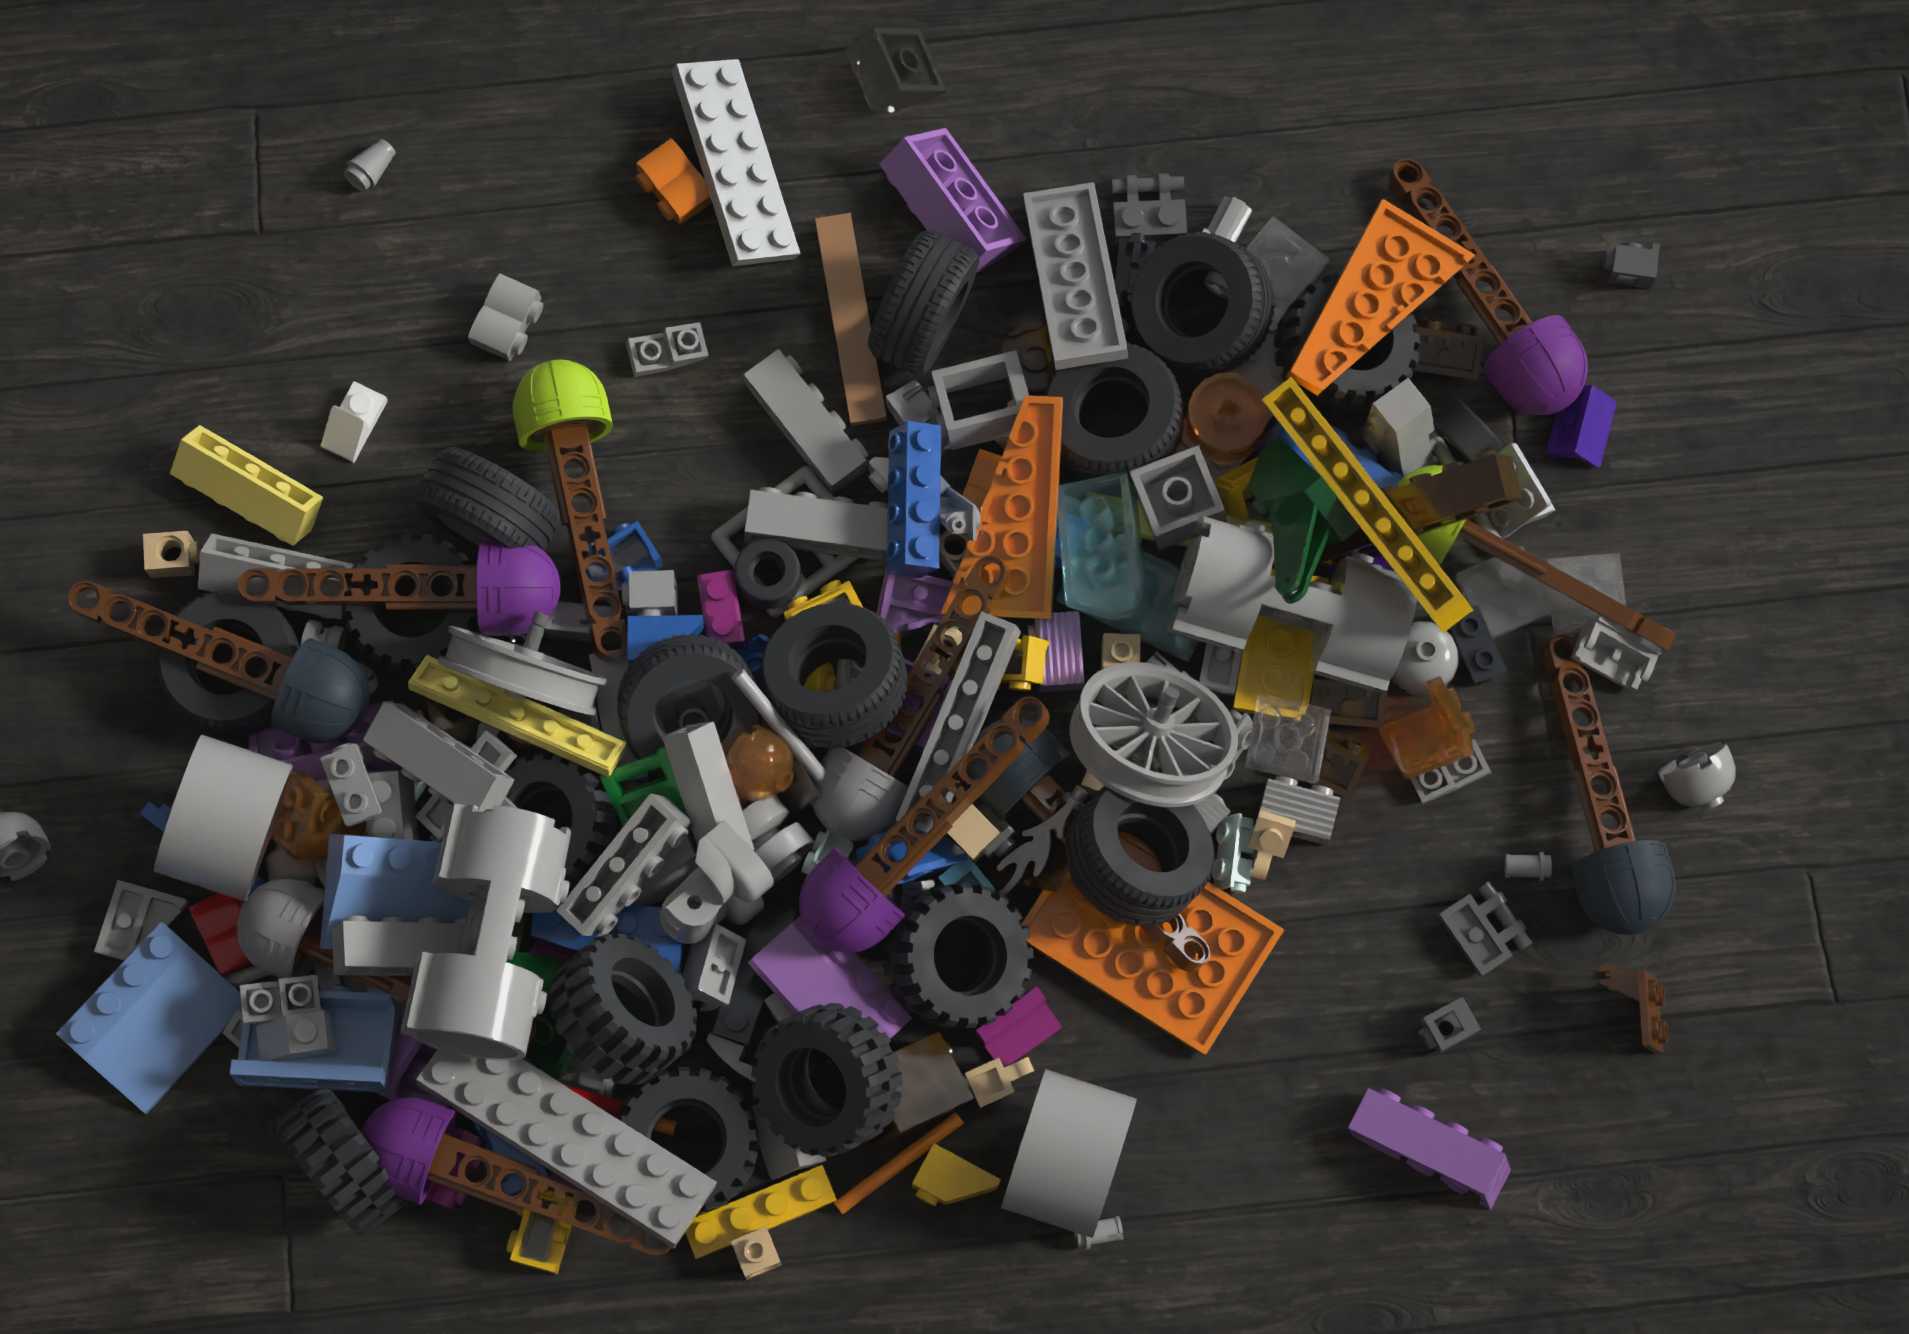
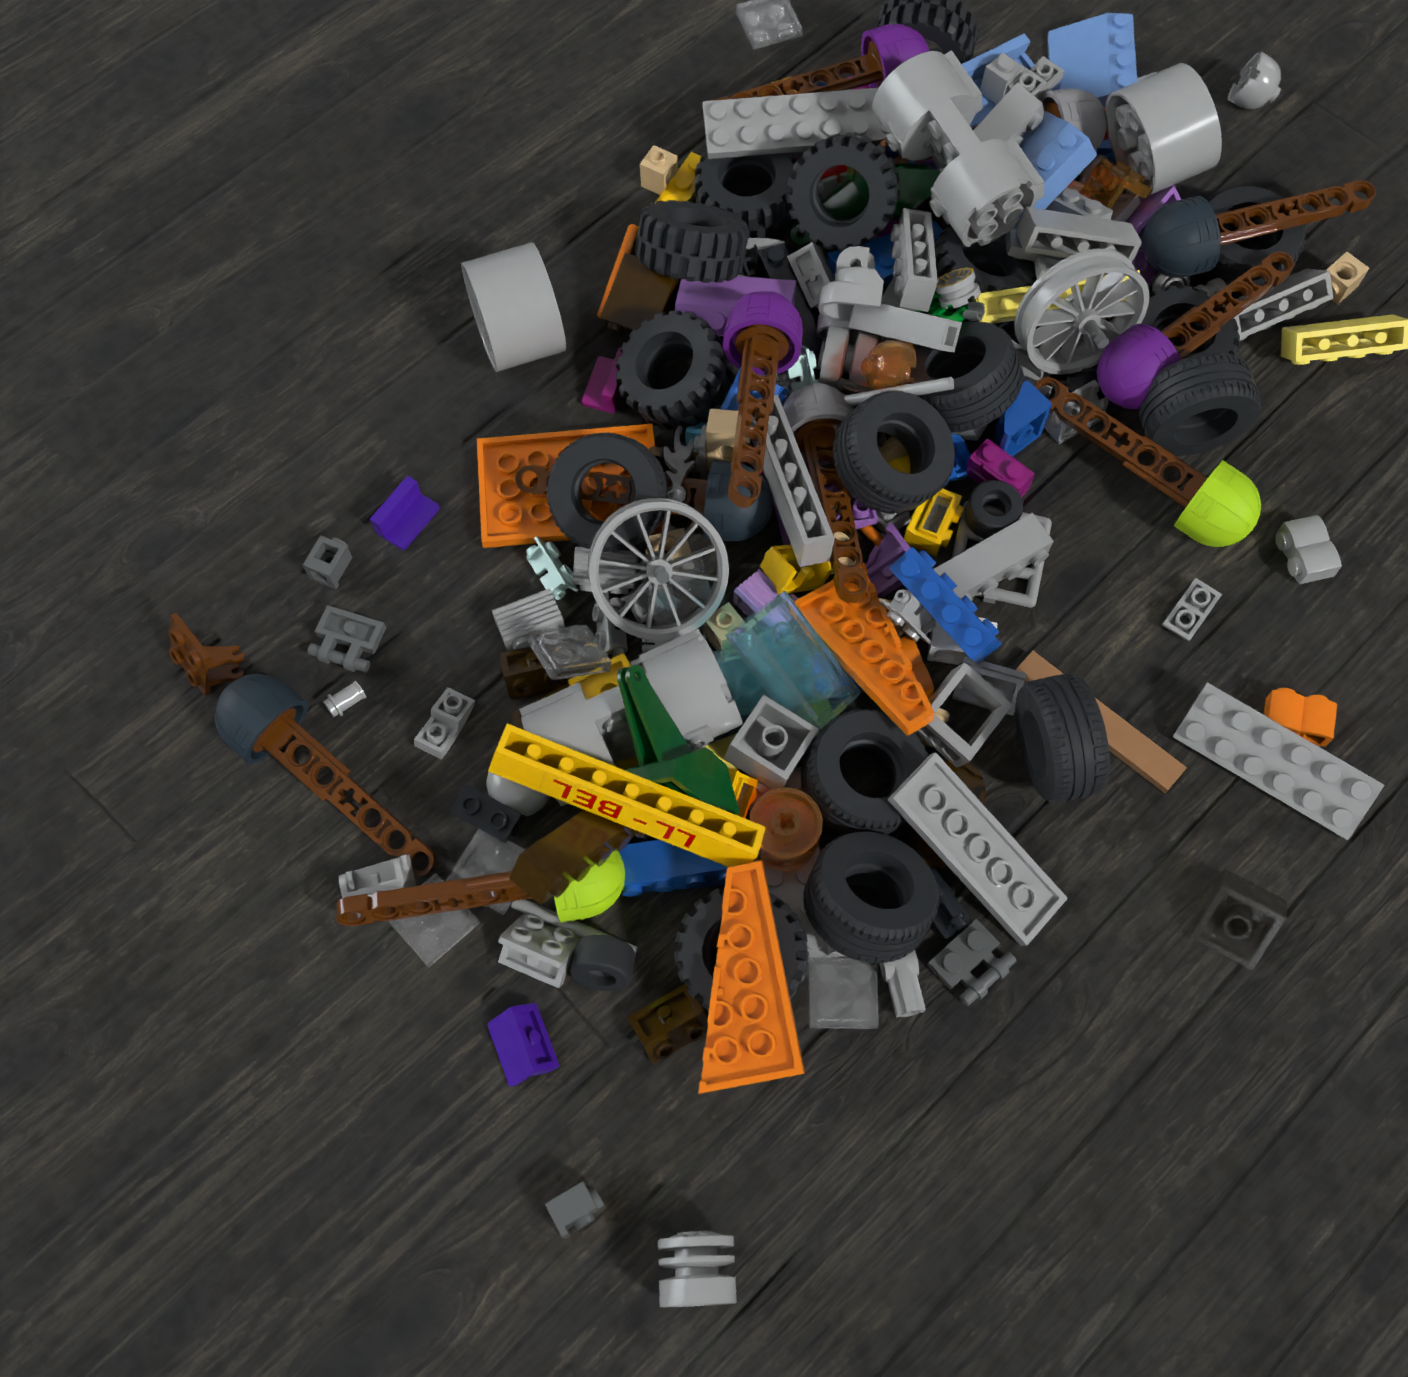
camera: 145 degrees right, 10 degrees down
(351, 783) = (1114, 198): light grey bracket -> none
(352, 421) = (1326, 427): white slope -> none
(626, 800) = (957, 287): none -> light grey wheel
(627, 752) = (974, 312): none -> dark grey hand
(629, 552) = (1088, 463): window -> none
(651, 593) = (1048, 443): light grey brick -> none
(805, 421) = (1062, 627): light grey brick -> none
(950, 1178) = (579, 278): yellow slope -> none
(951, 195) = (1111, 853): medium lavender slope -> none
(994, 1081) = (596, 342): tan plate -> none
(1106, 1231) = (463, 315): light grey pin -> none
(1270, 838) = (532, 582): tan plate -> none
(1335, 1026) = (403, 514): none -> dark purple panel
(1400, 430) = (651, 915): light grey wedge -> none
(1430, 735) = (473, 724): clear orange bracket -> none
(1431, 1145) = (287, 480): medium lavender wedge -> none
(1537, 362) = (583, 1046): piece -> none
(1571, 140) = (696, 1270): none -> light grey wheel
(1701, 776) = (257, 840): light grey cylinder -> none

